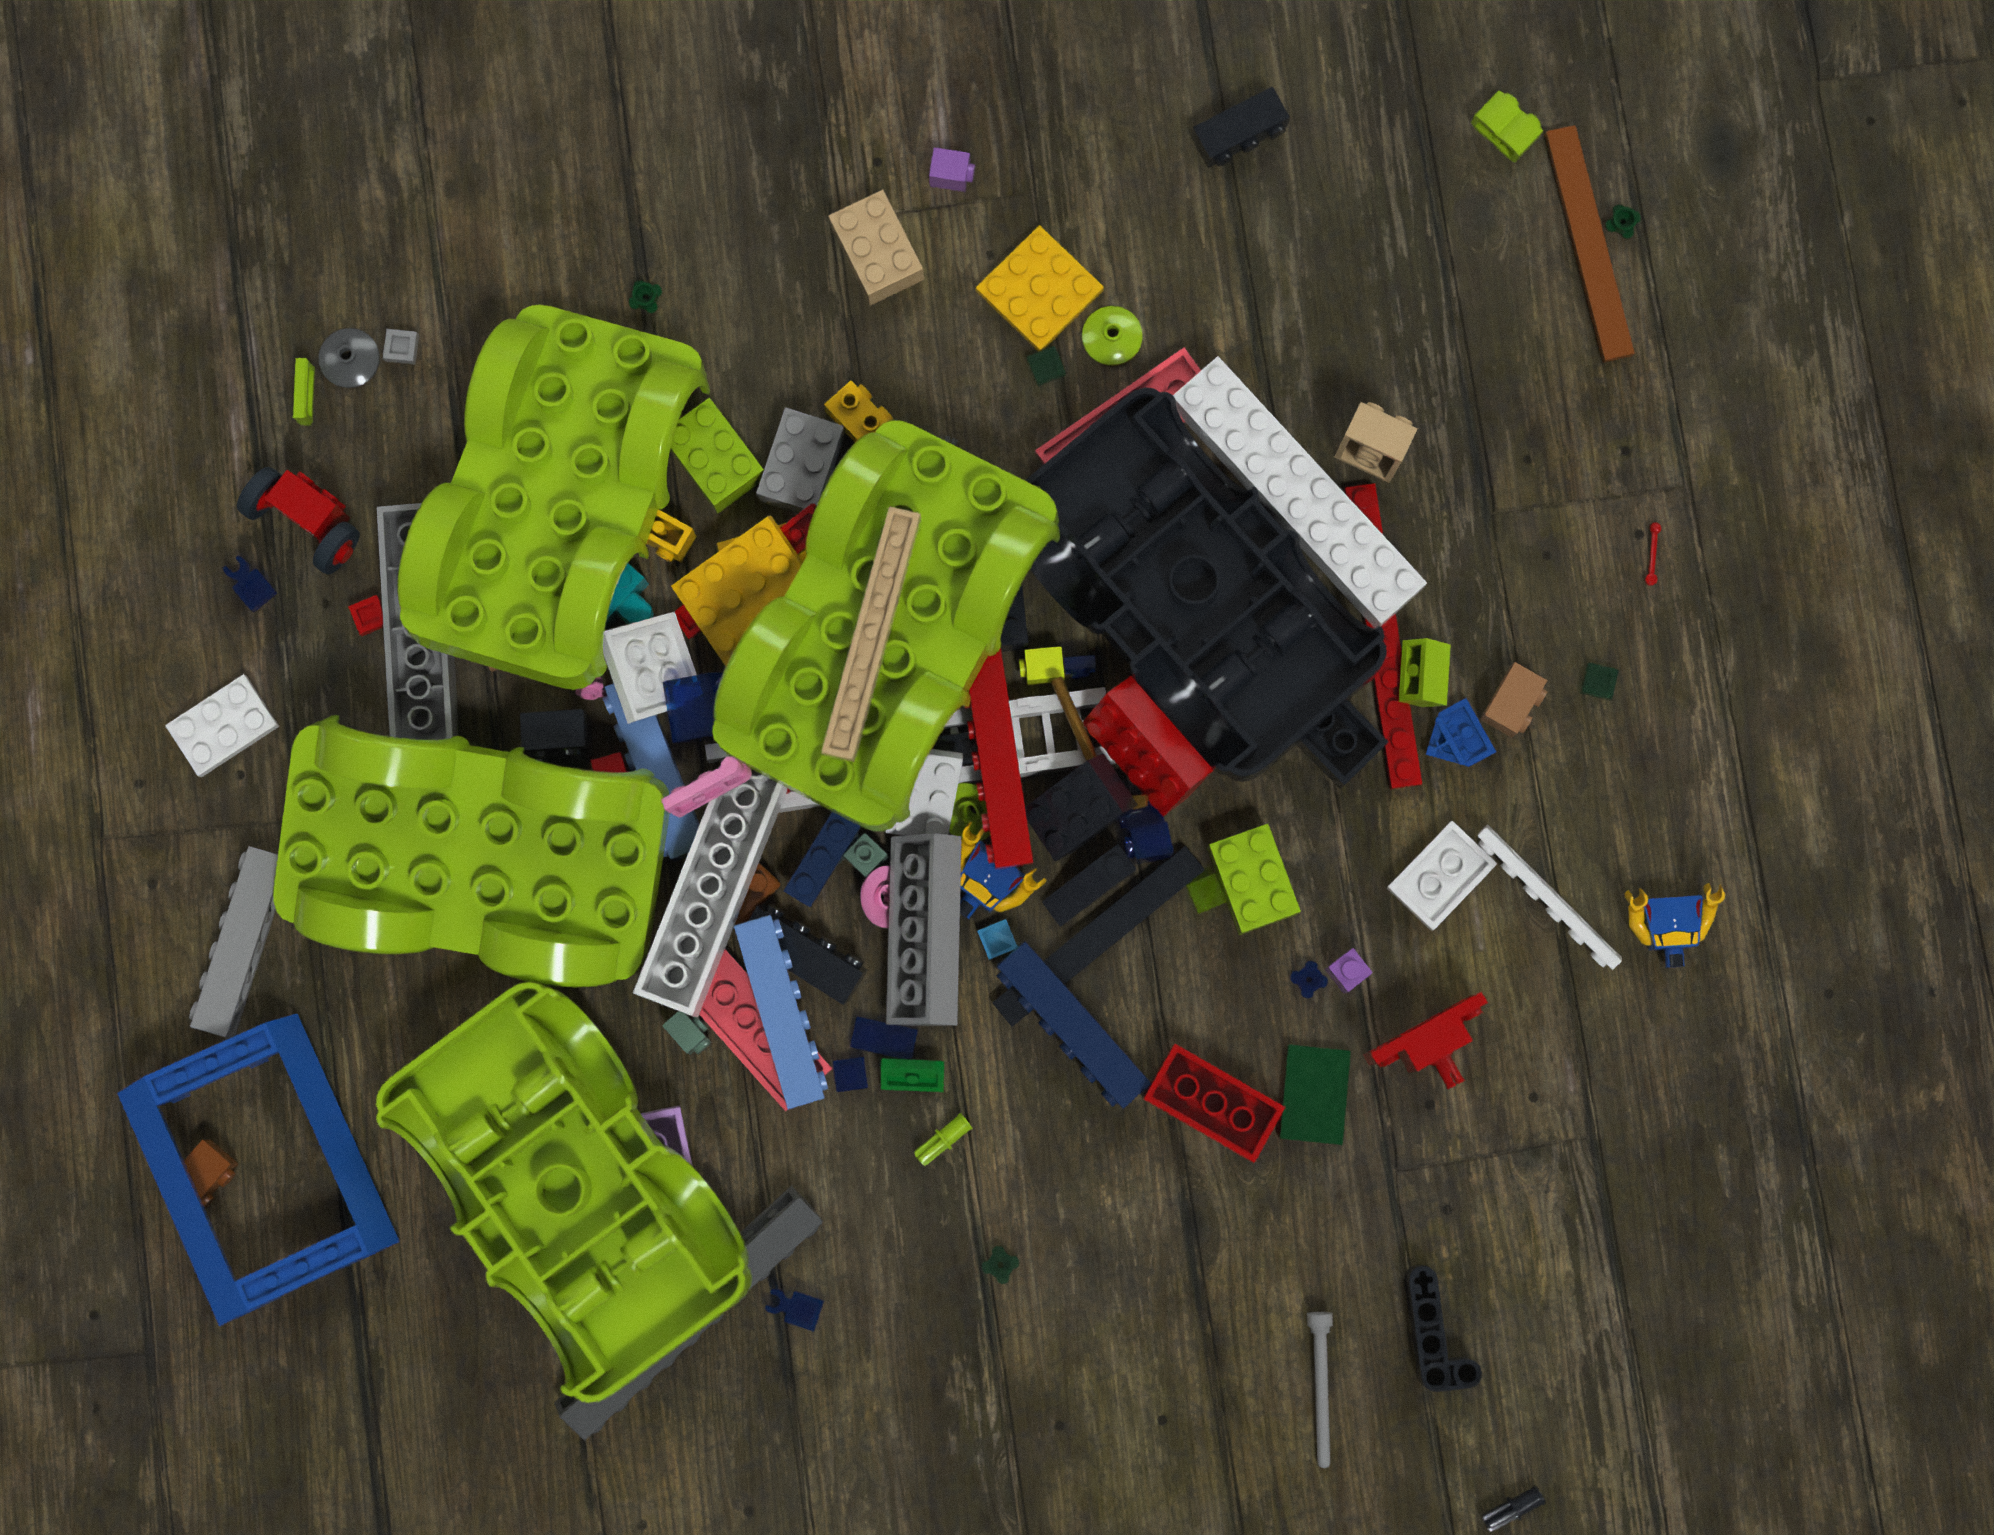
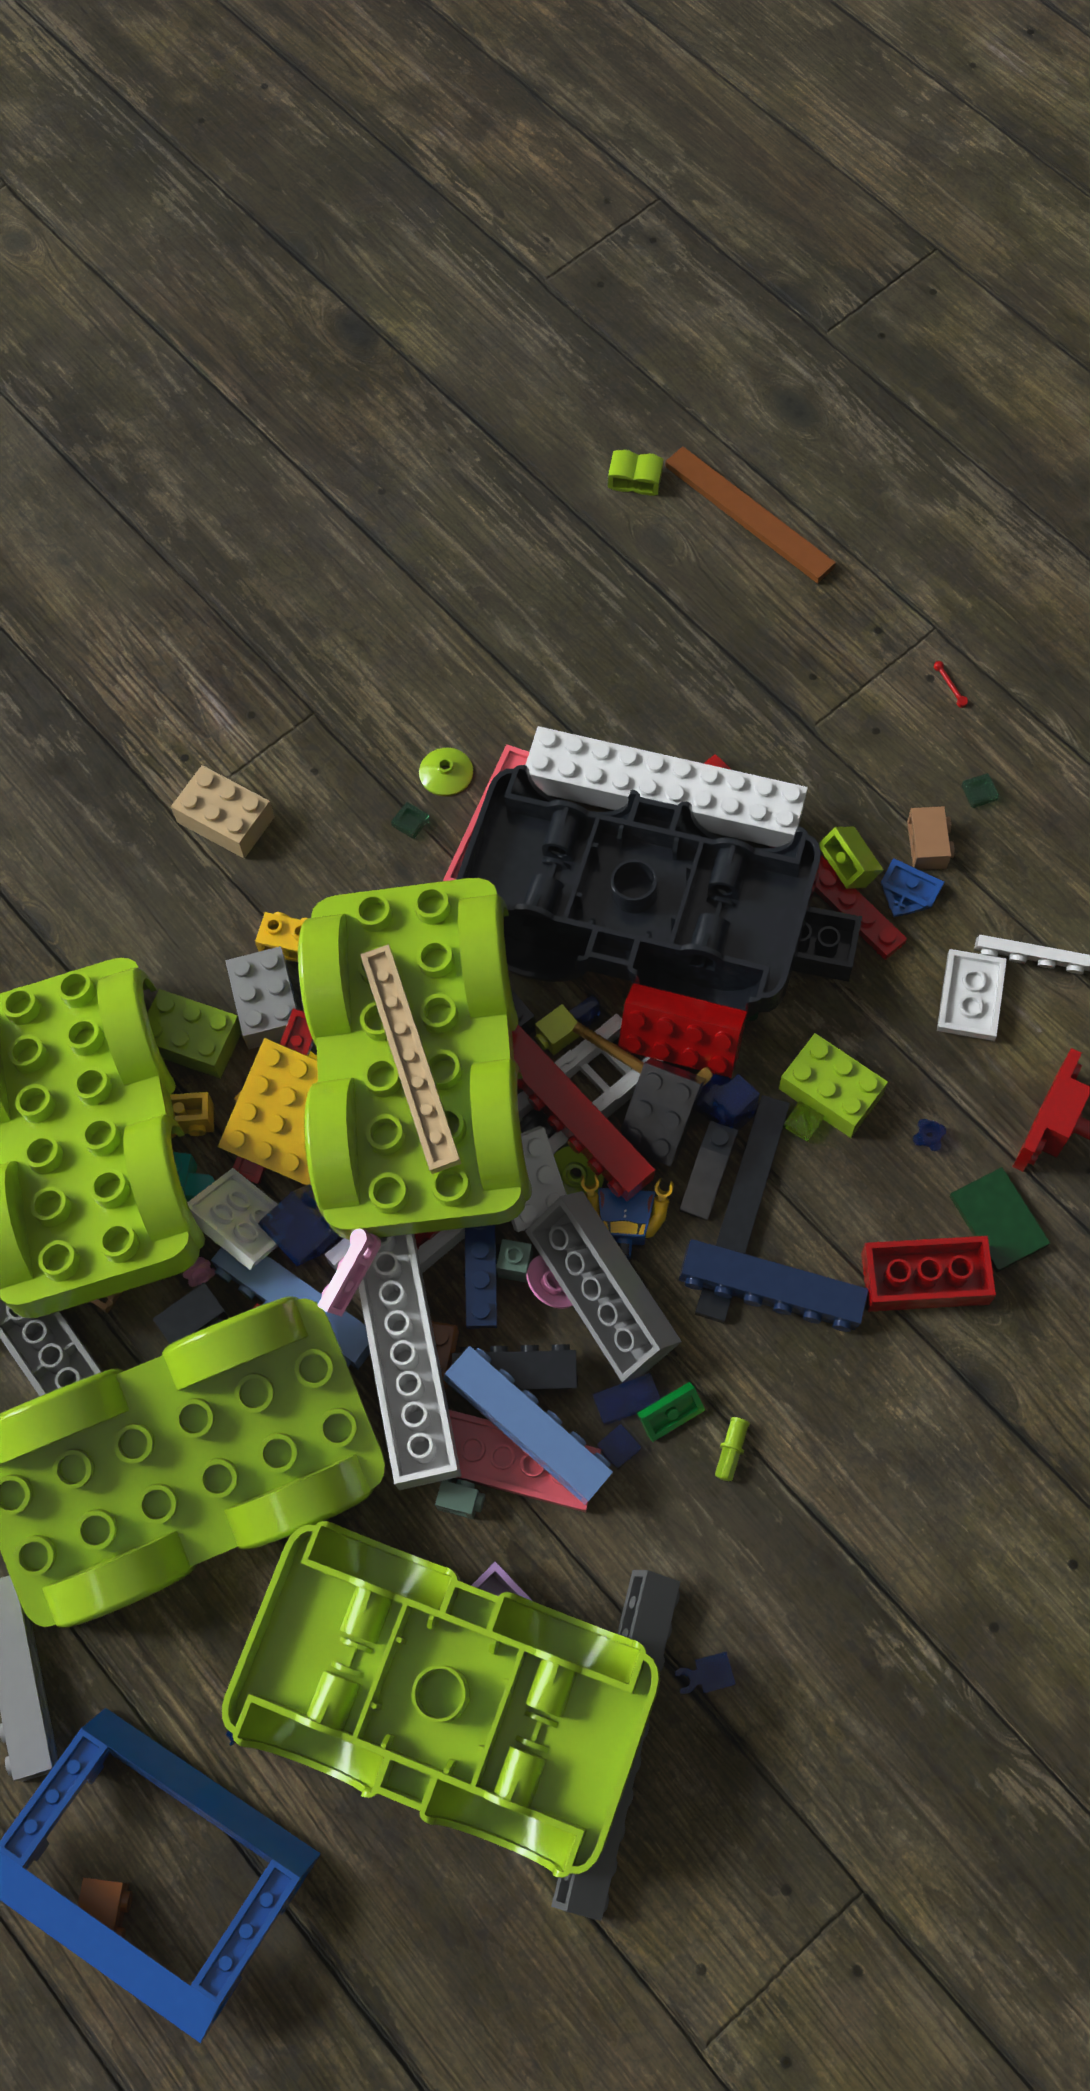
camera: 30 degrees left, 15 degrees down
(642, 288) = (57, 946): dark green plate -> none
(951, 169) = (245, 727): medium lavender brick -> none
(991, 1267) = (857, 1515): clear green plate -> none
(997, 939) = (664, 1260): dark azure tile -> none
(1039, 289) = (368, 771): yellow plate -> none
(1240, 128) = (444, 579): black brick -> none
(1348, 971) = (955, 1106): medium lavender brick -> none
(1376, 441) = (697, 717): tan brick -> none
(1629, 215) = (762, 480): dark green plate -> none

